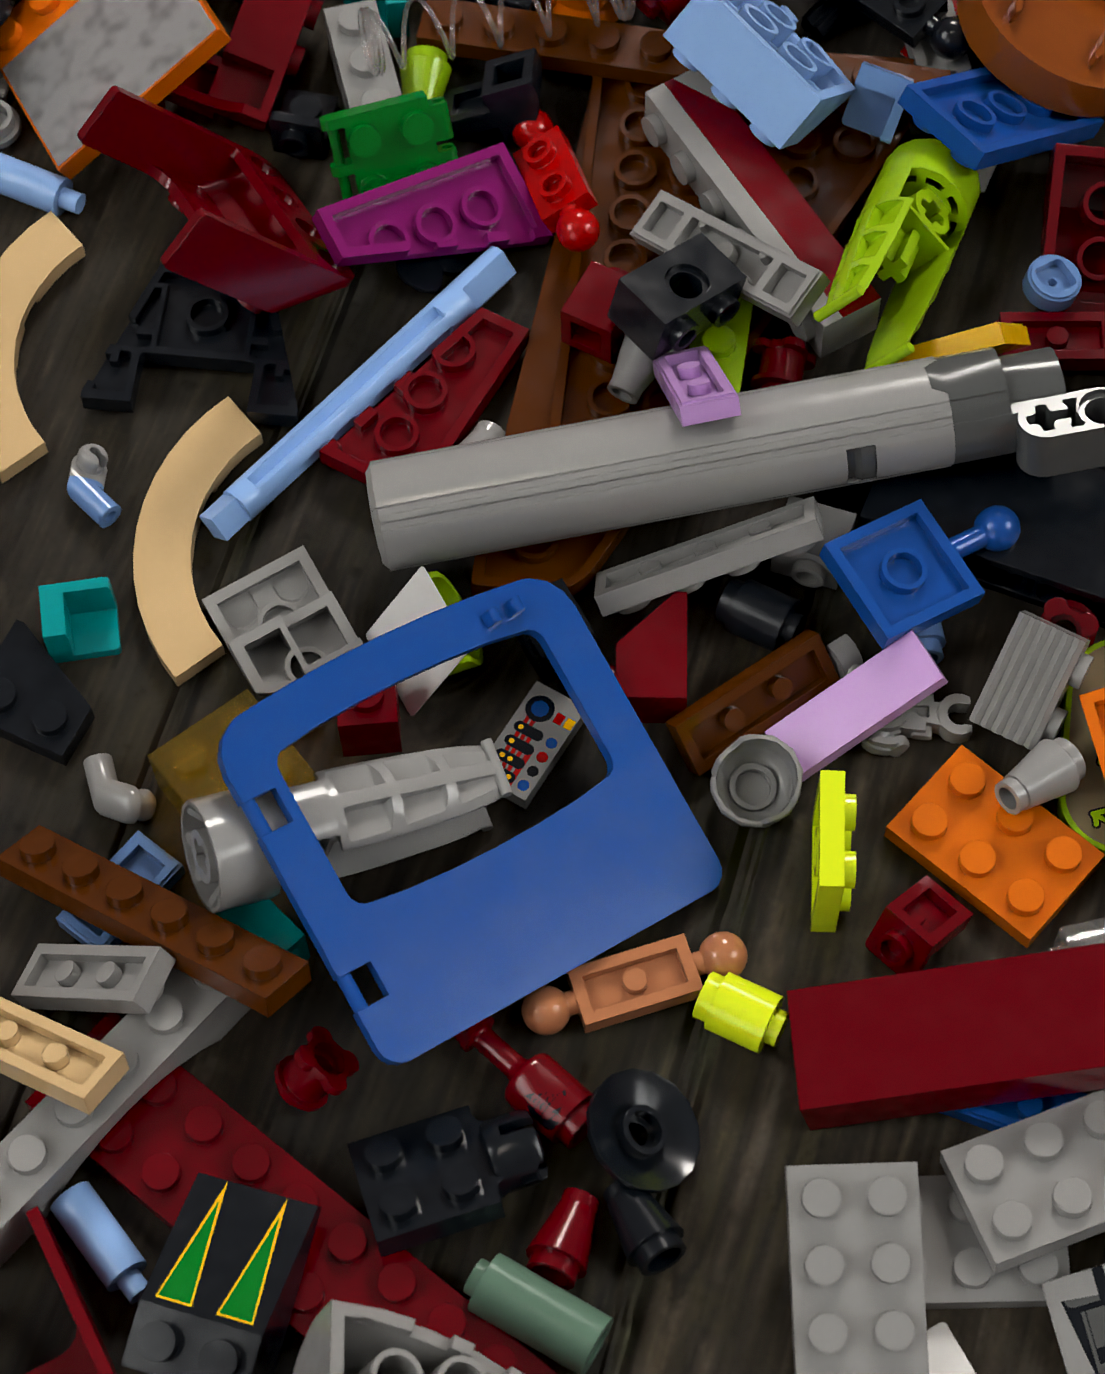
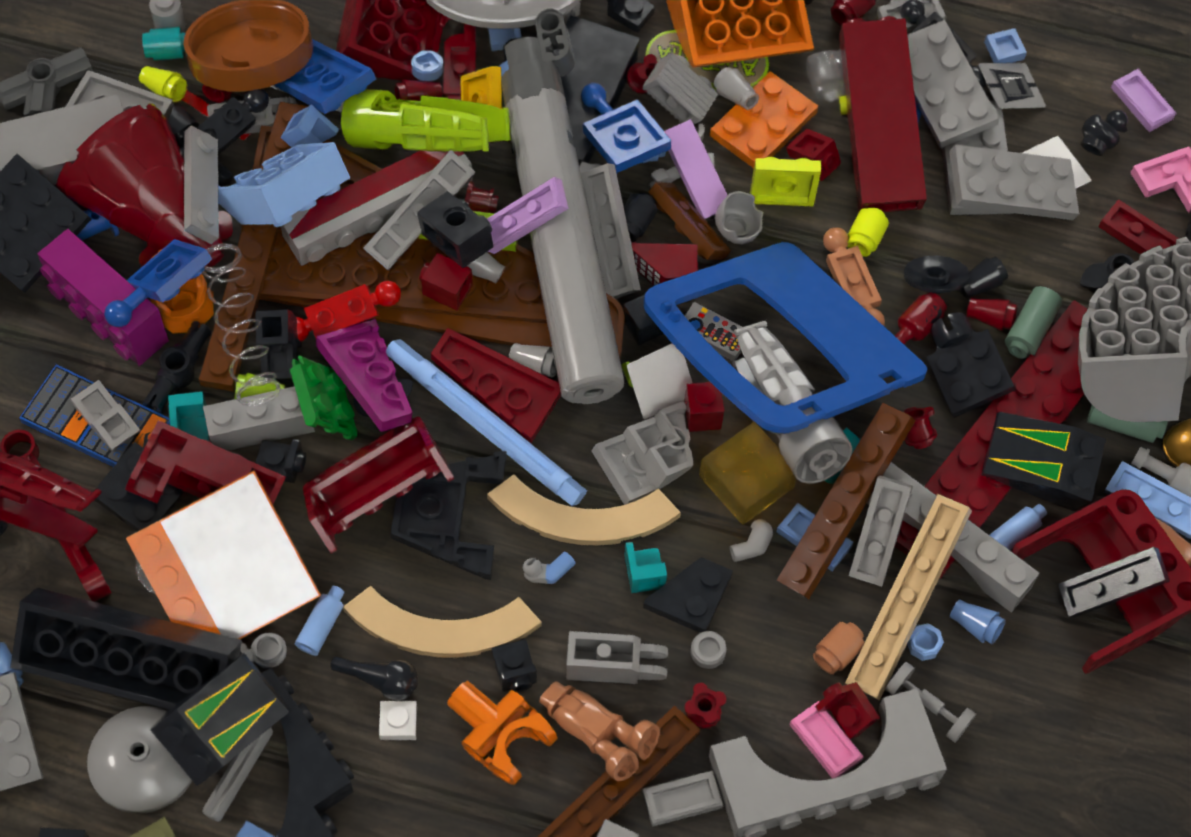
camera: 95 degrees left, 0 degrees up
(1000, 274) = (415, 89): none -> dark red cone

